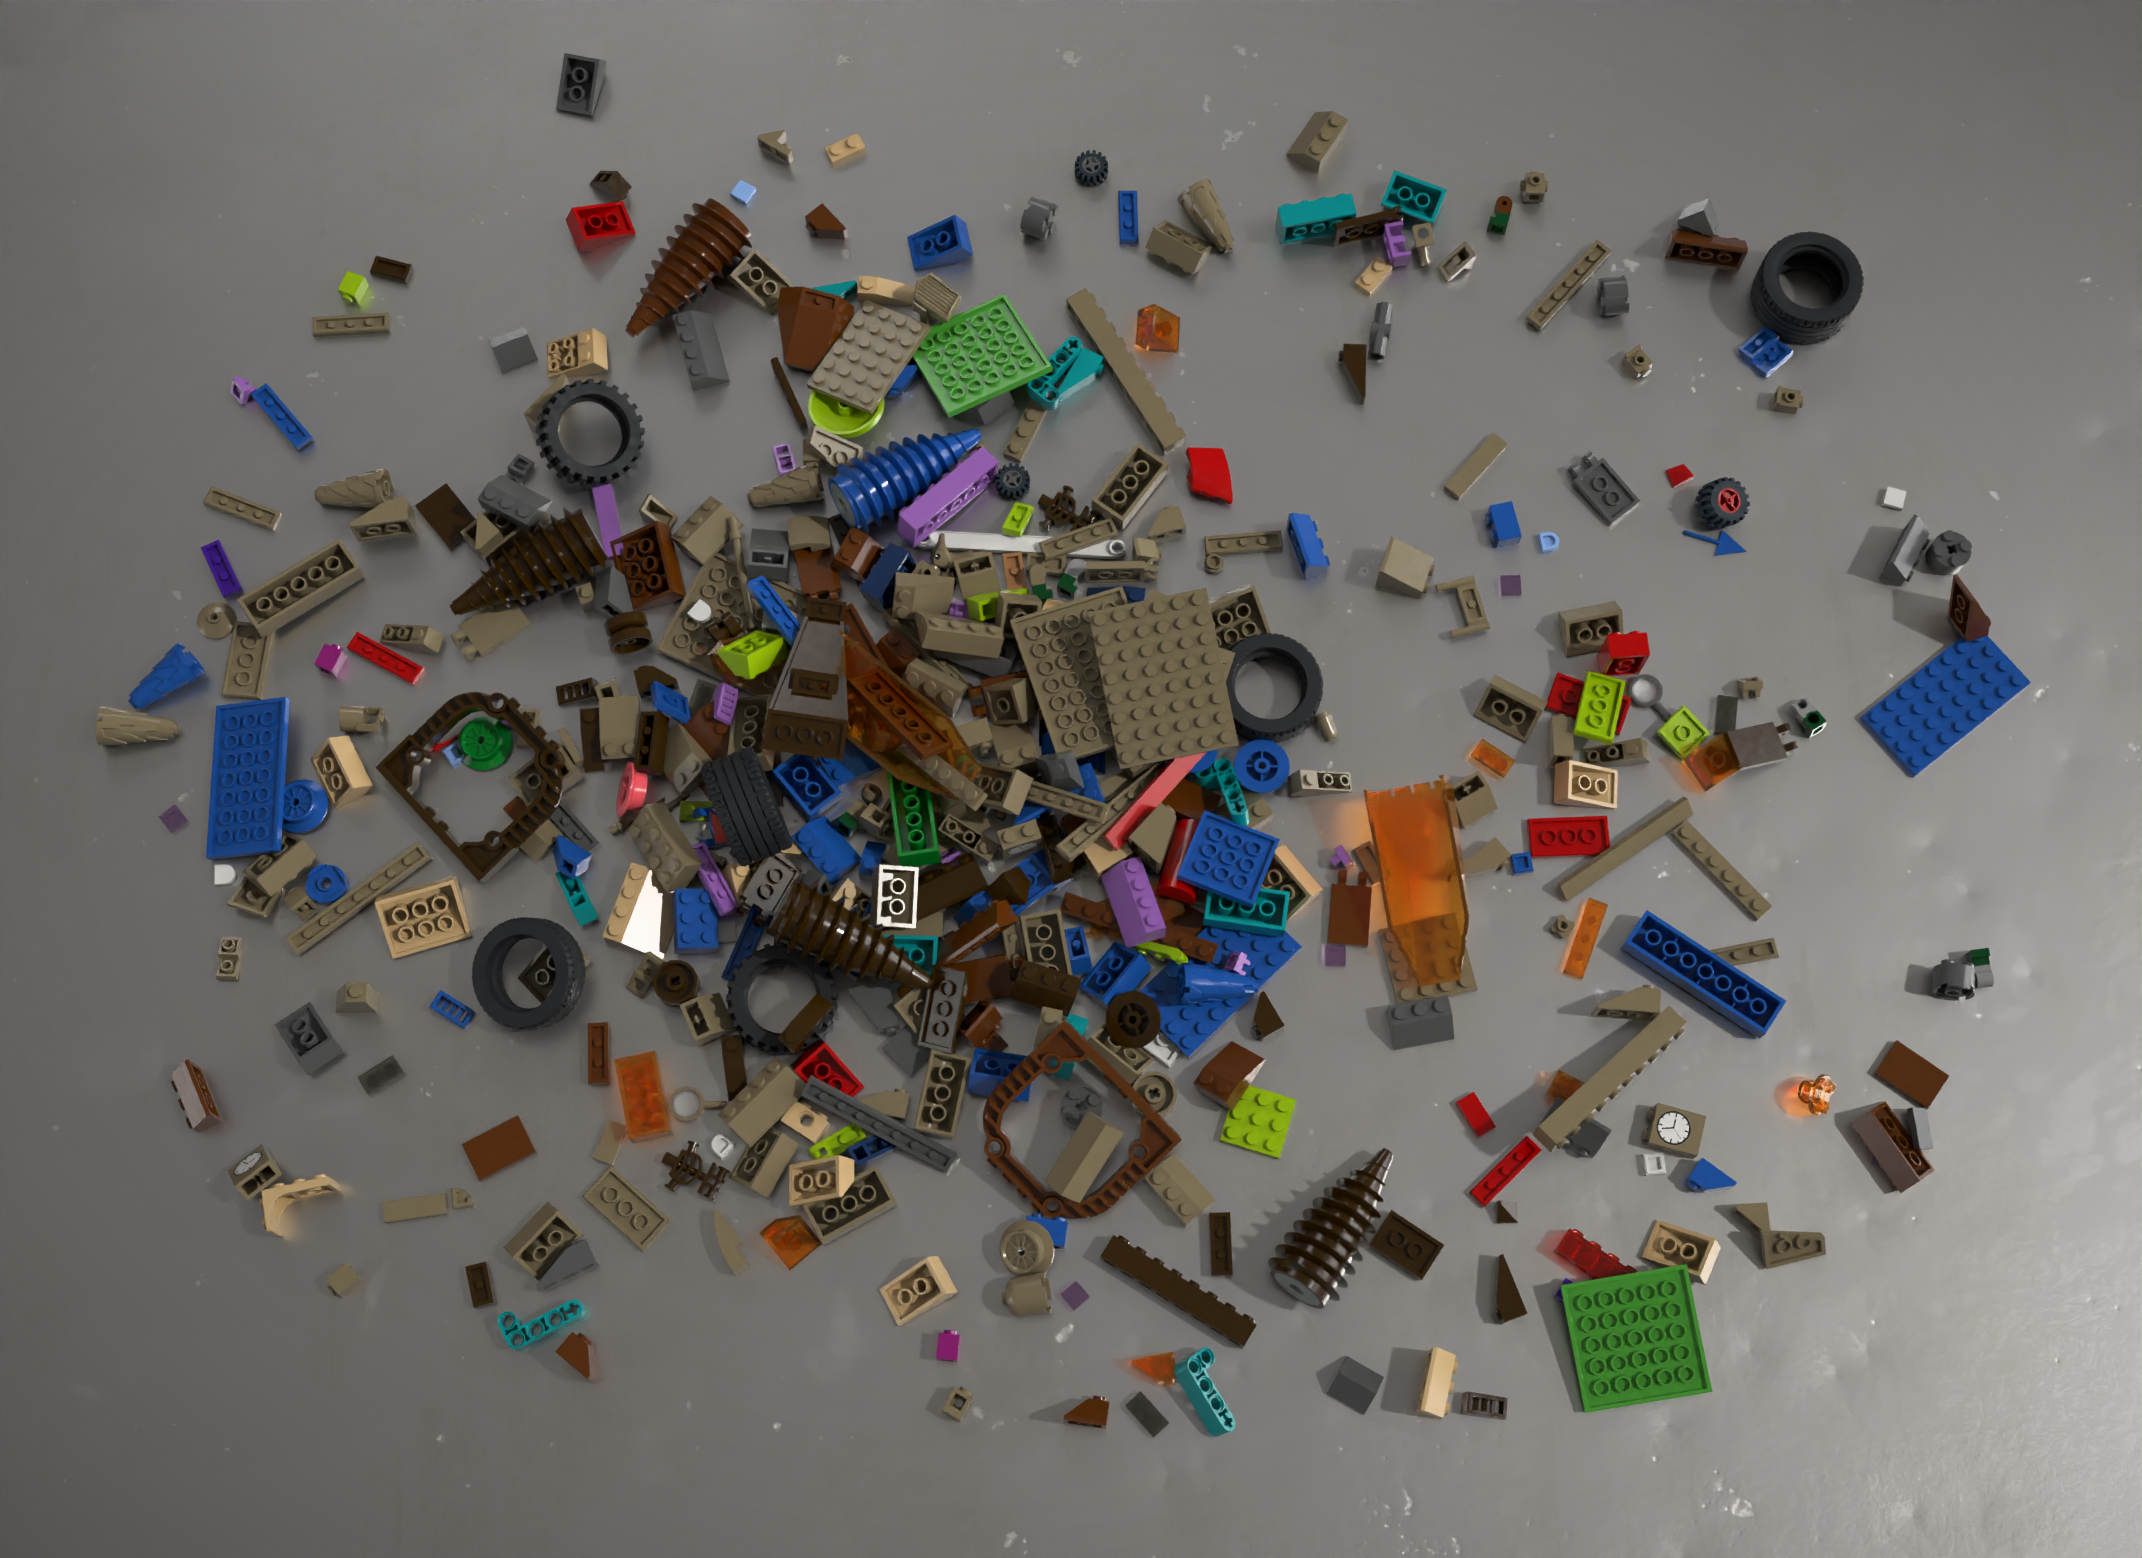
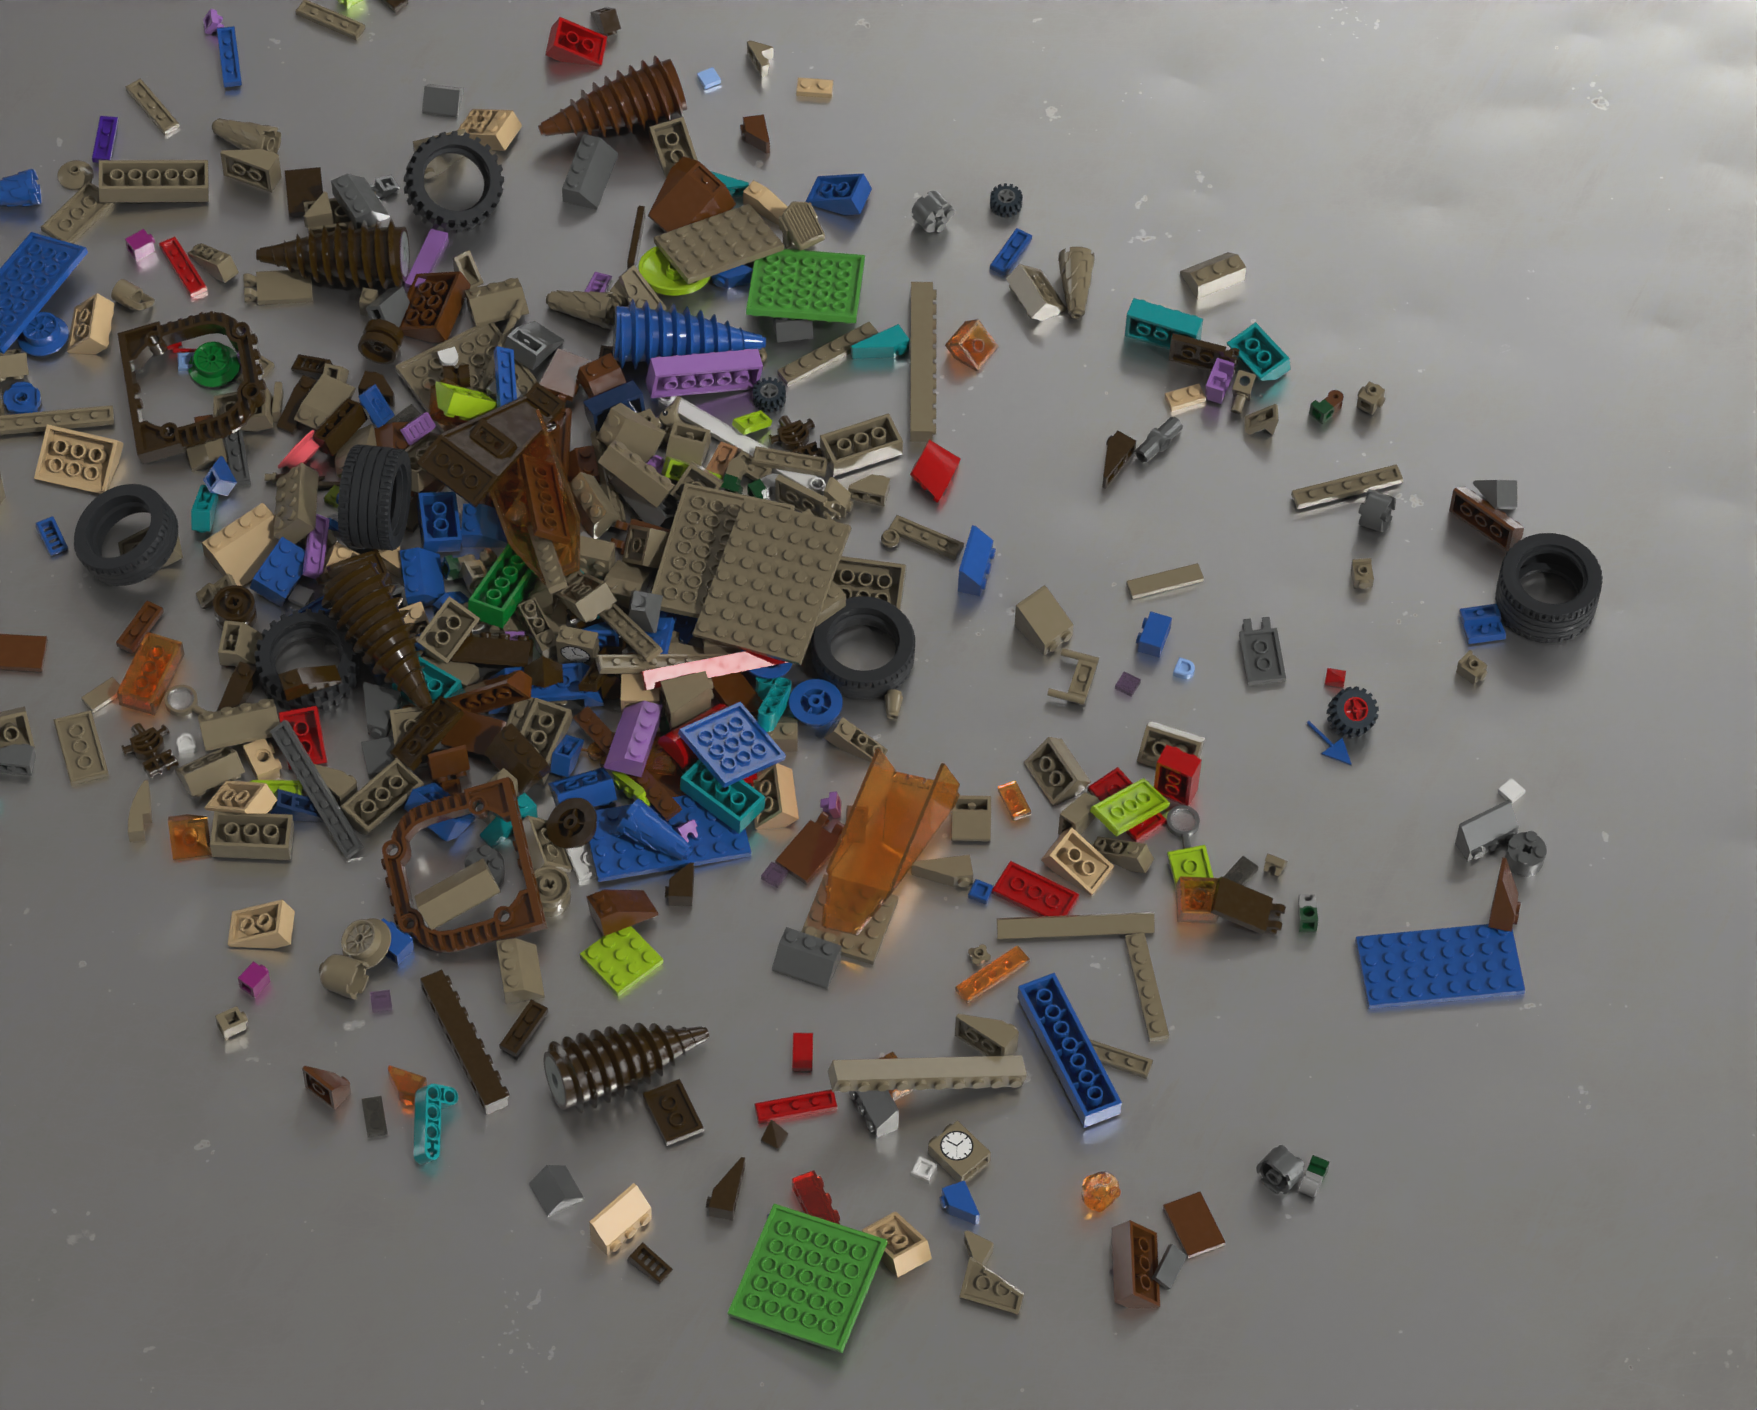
camera: 30 degrees right, 15 degrees down
(808, 532) = (577, 345): dark tan slope -> none
(1046, 382) = (866, 325): teal beam -> none

